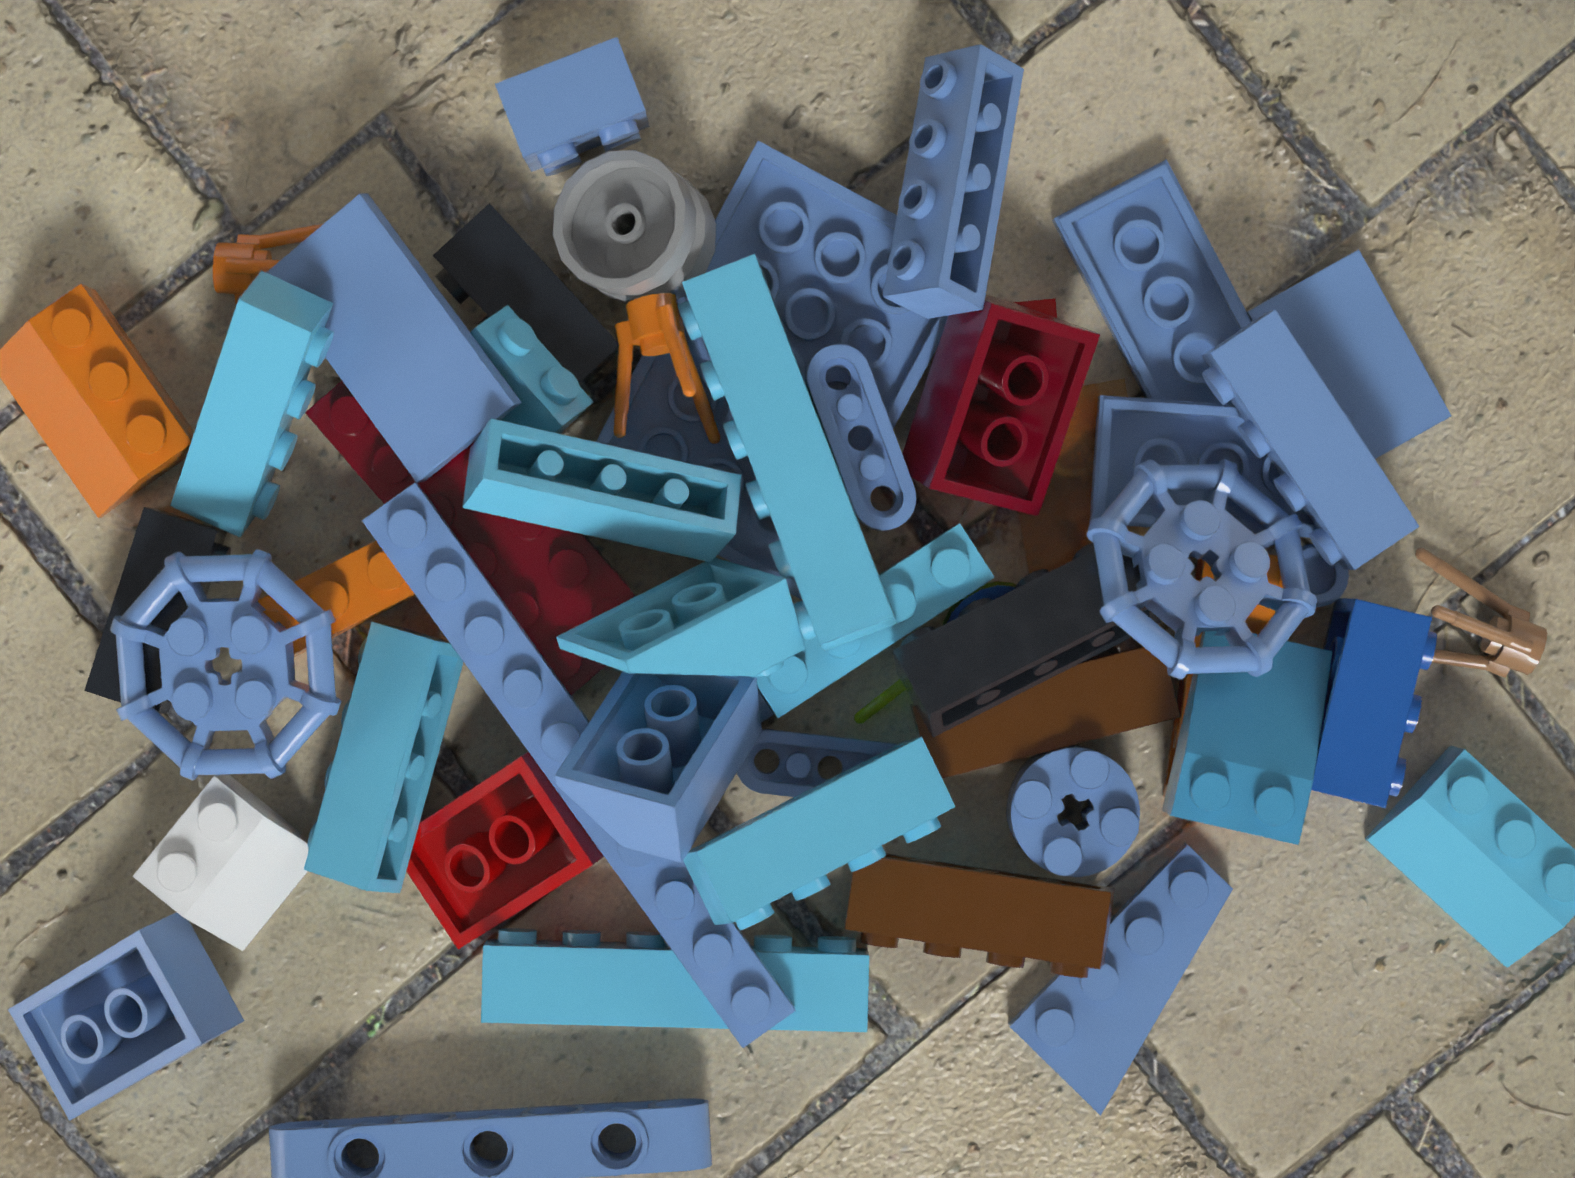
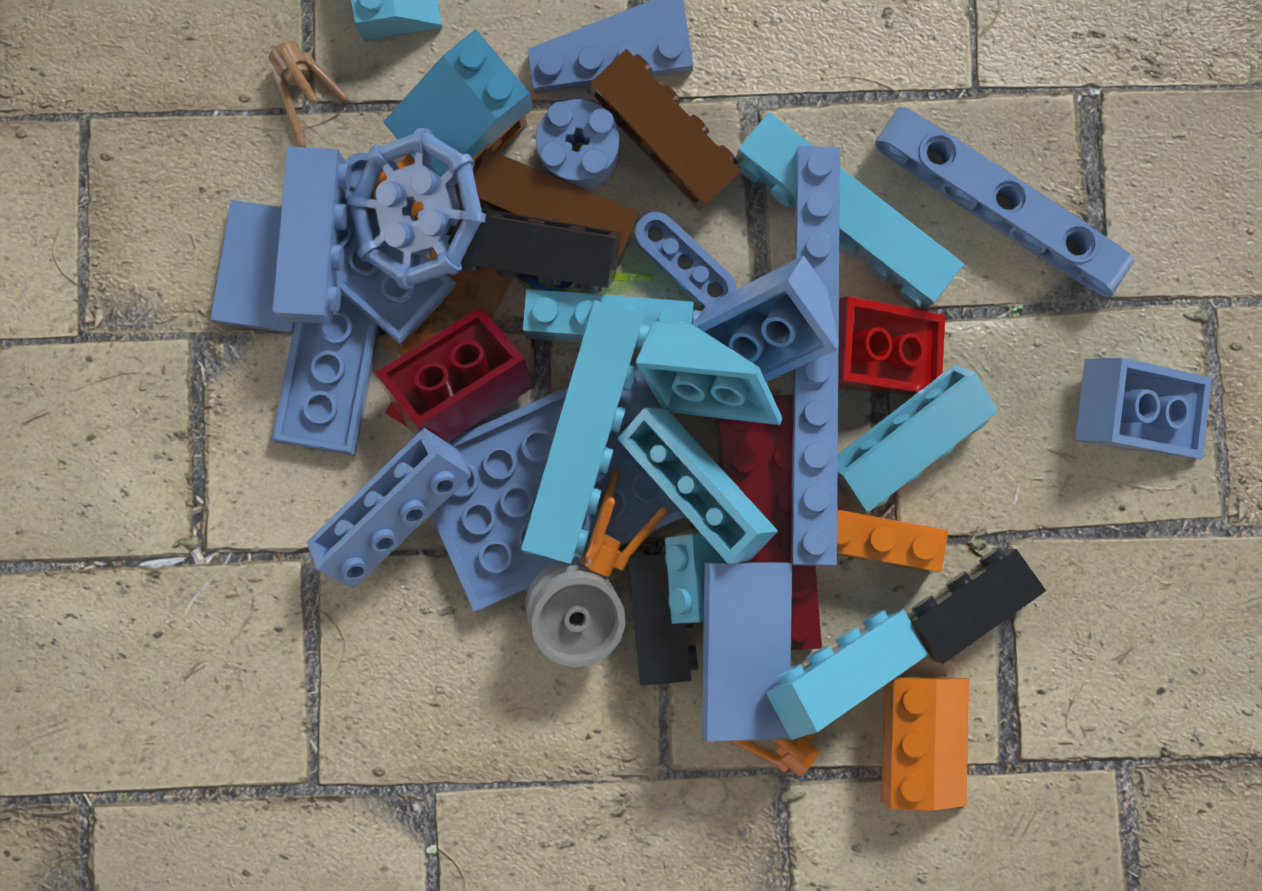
camera: 150 degrees left, 5 degrees down
(199, 690) = (987, 541): medium blue plate -> none
(227, 862) = (1034, 447): white slope -> none
(574, 107) = (556, 702): medium blue brick -> none
(819, 832) = (718, 224): medium azure brick -> none
(861, 407) = (537, 395): medium blue plate -> none
(1370, 698) = (379, 82): blue brick -> none

